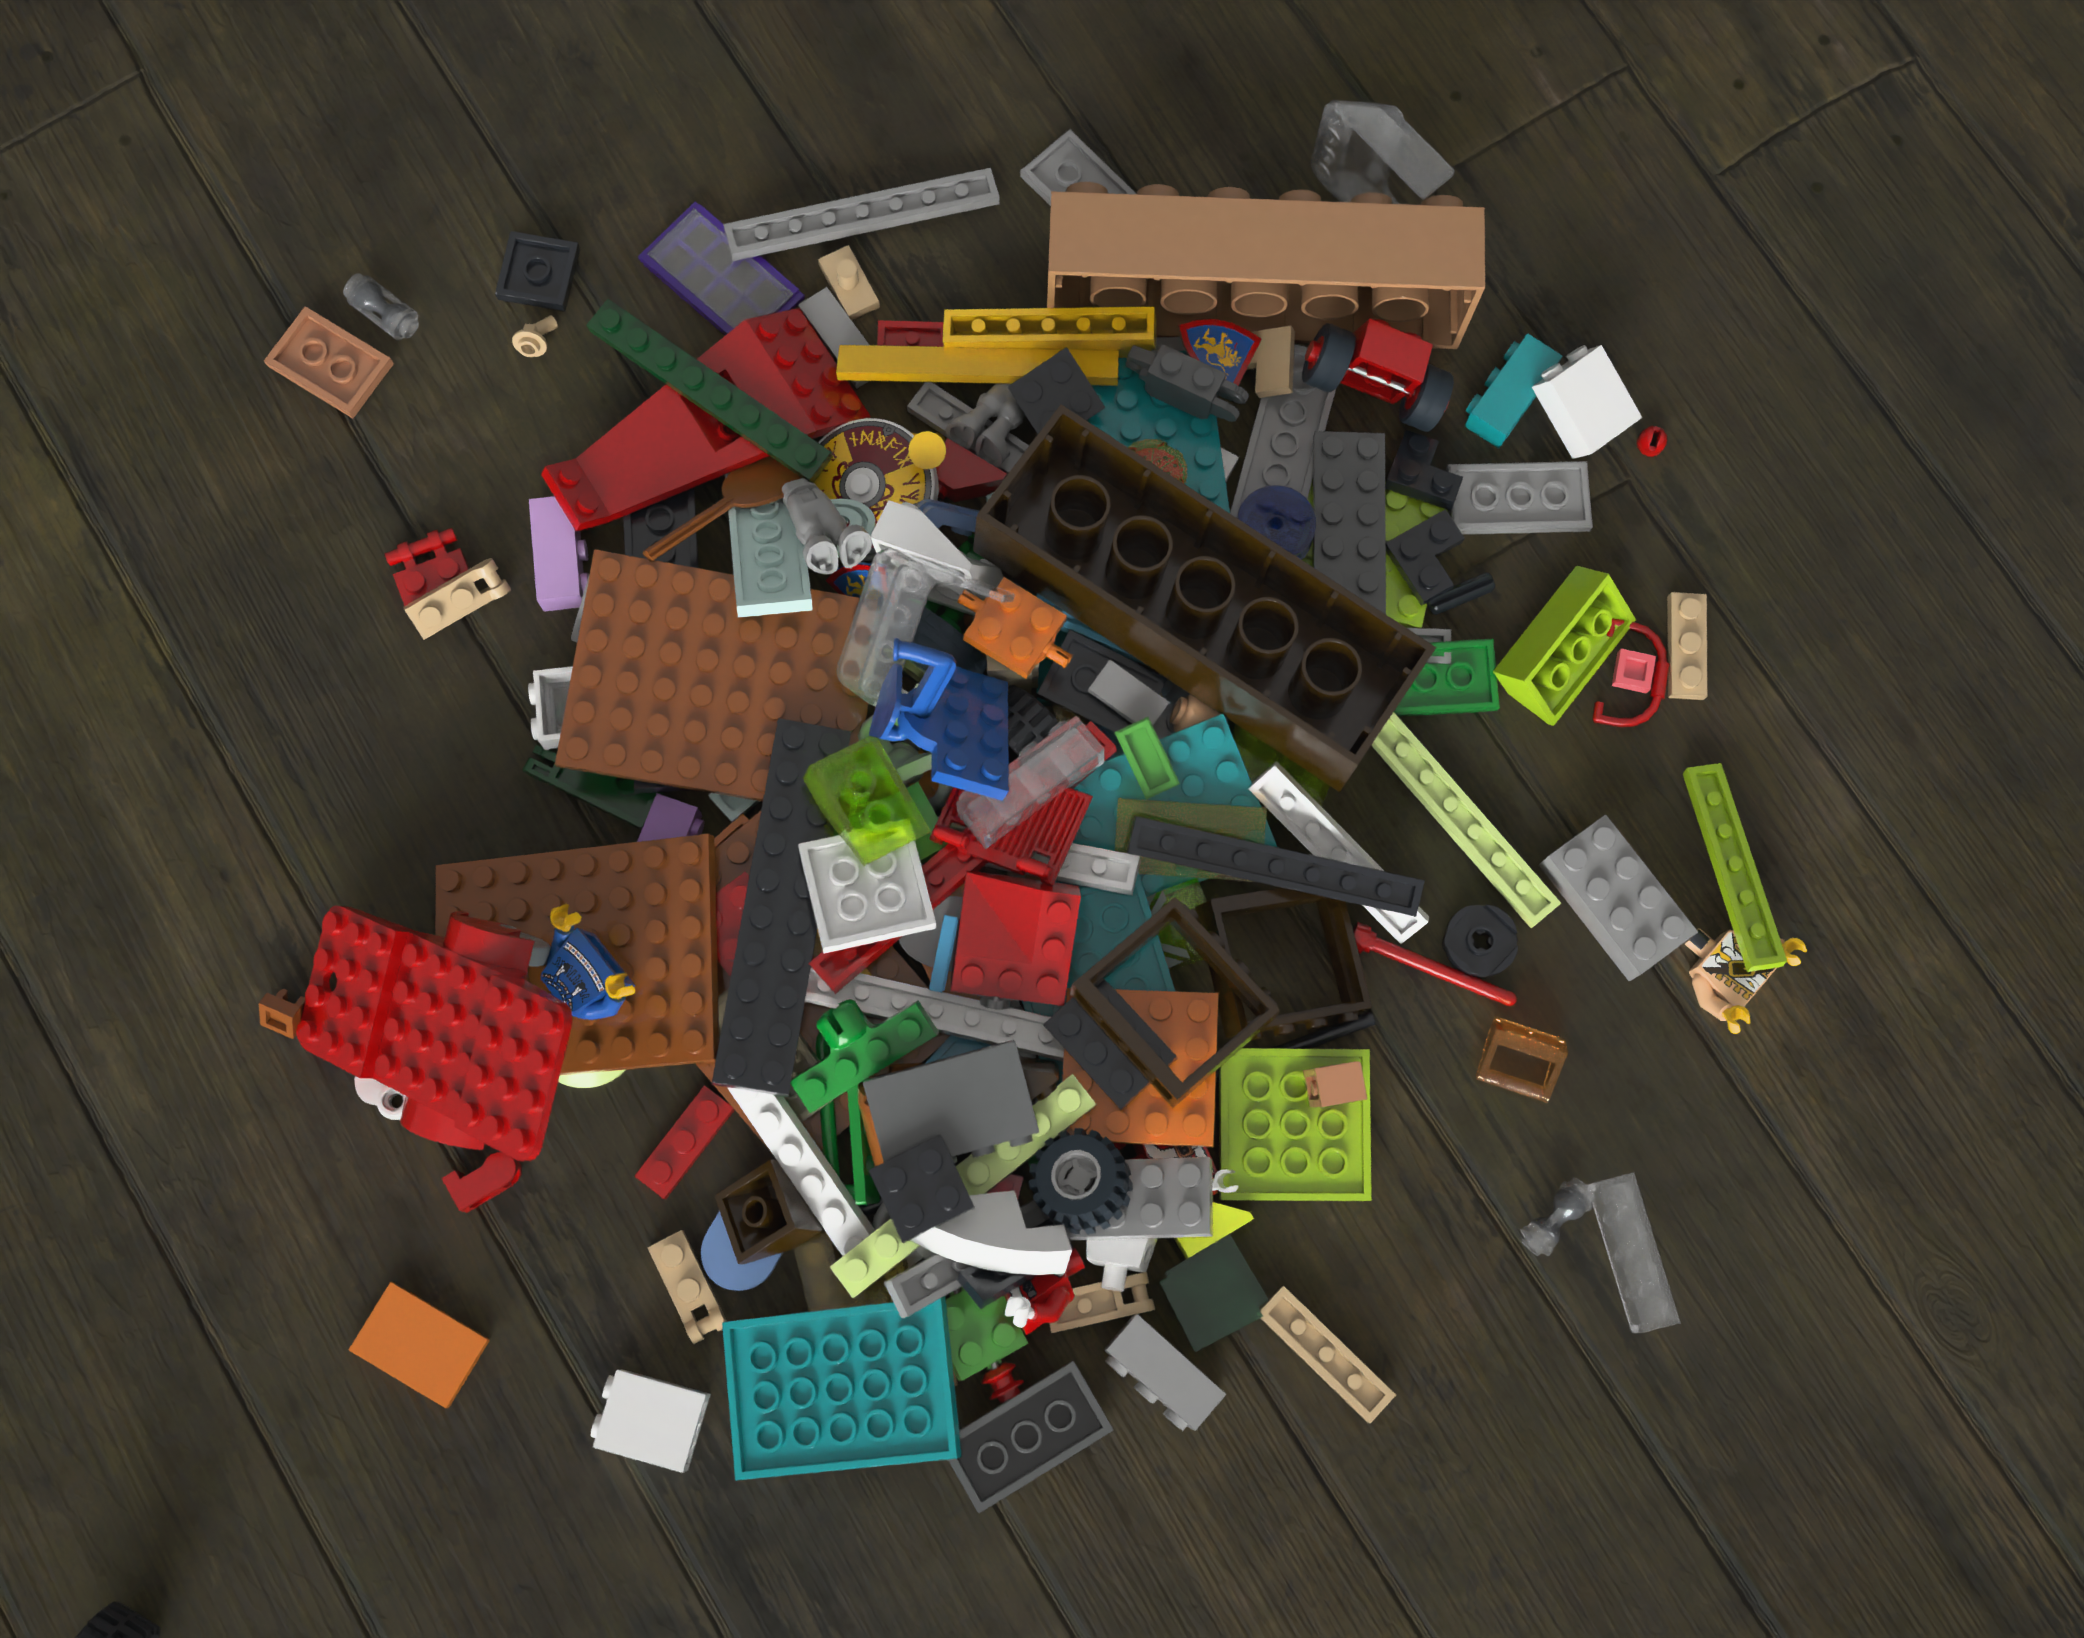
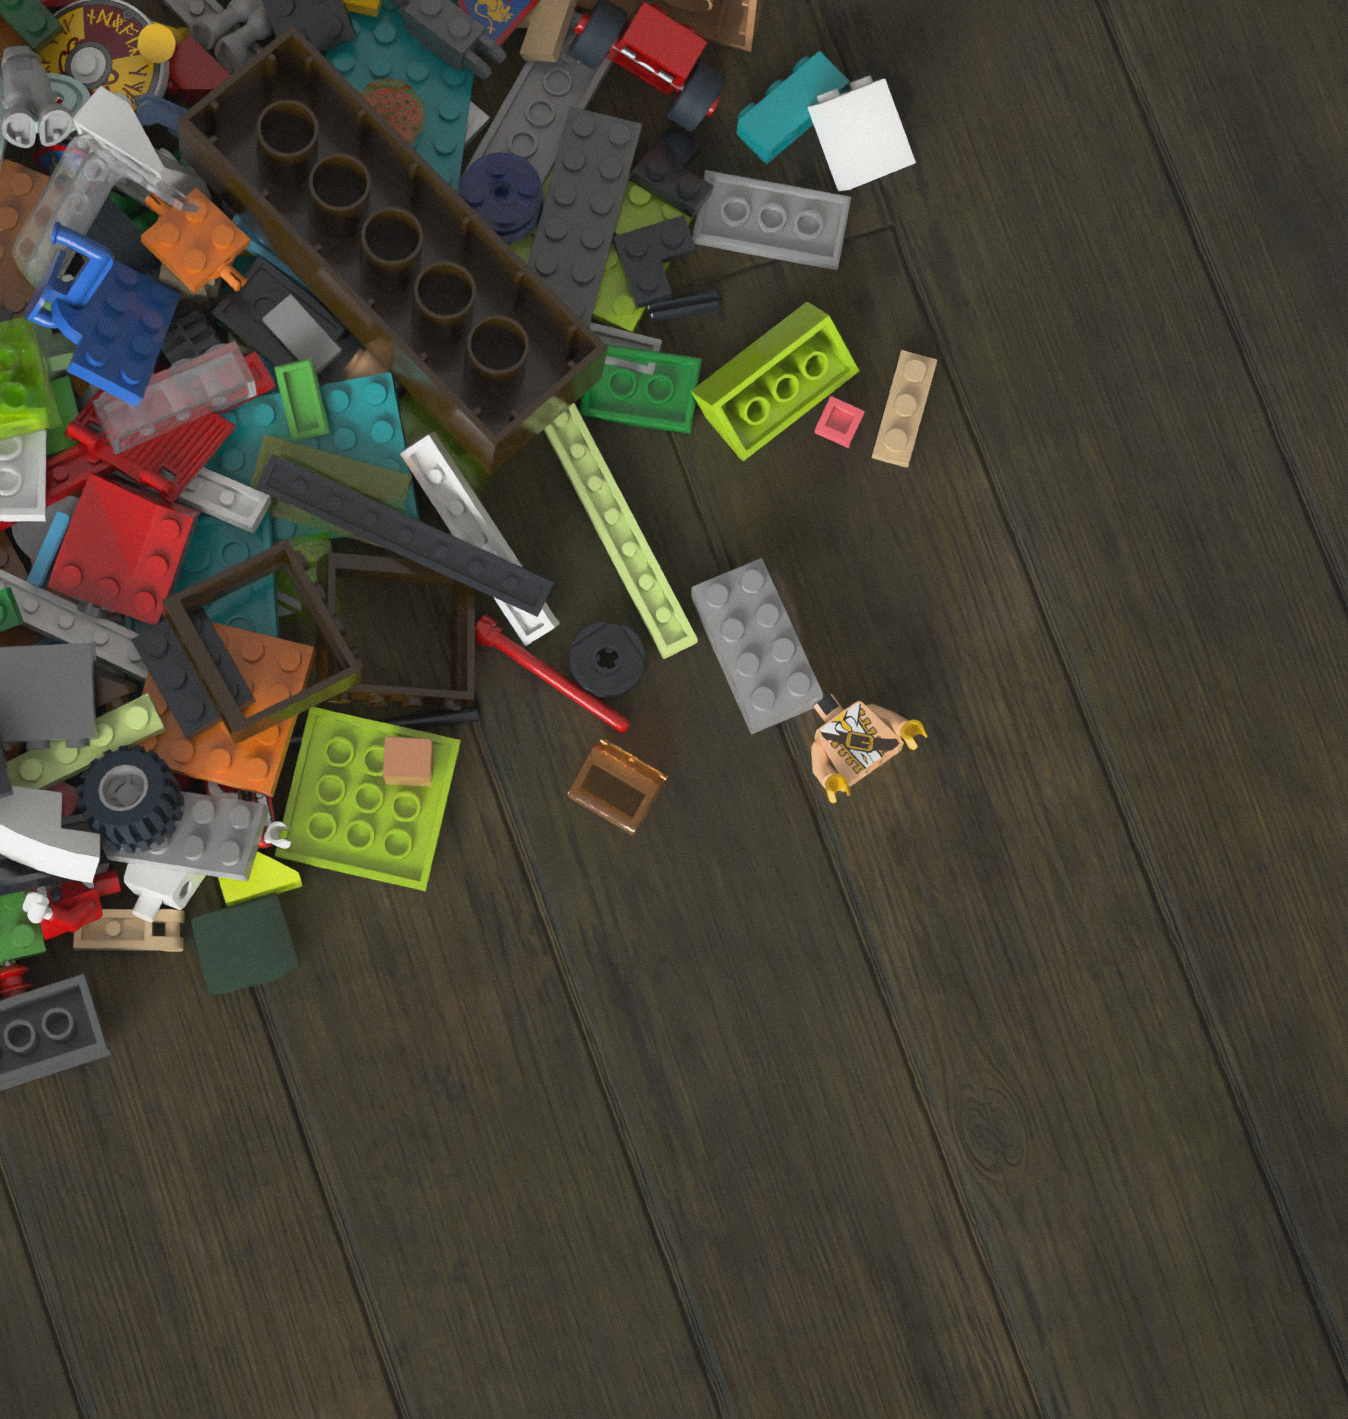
camera: 10 degrees right, 0 degrees up
(1163, 1374) = (169, 1007): light grey brick -> none
(1326, 1354) = (341, 1029): tan plate -> none
(1568, 1204) = (624, 937): clear piece -> none
(1633, 1254) = (674, 997): clear brick -> none
(1645, 438) = (934, 194): red hinge -> none
(1658, 685) = (864, 441): red piece -> none
(1734, 868) = (881, 639): lime plate -> none

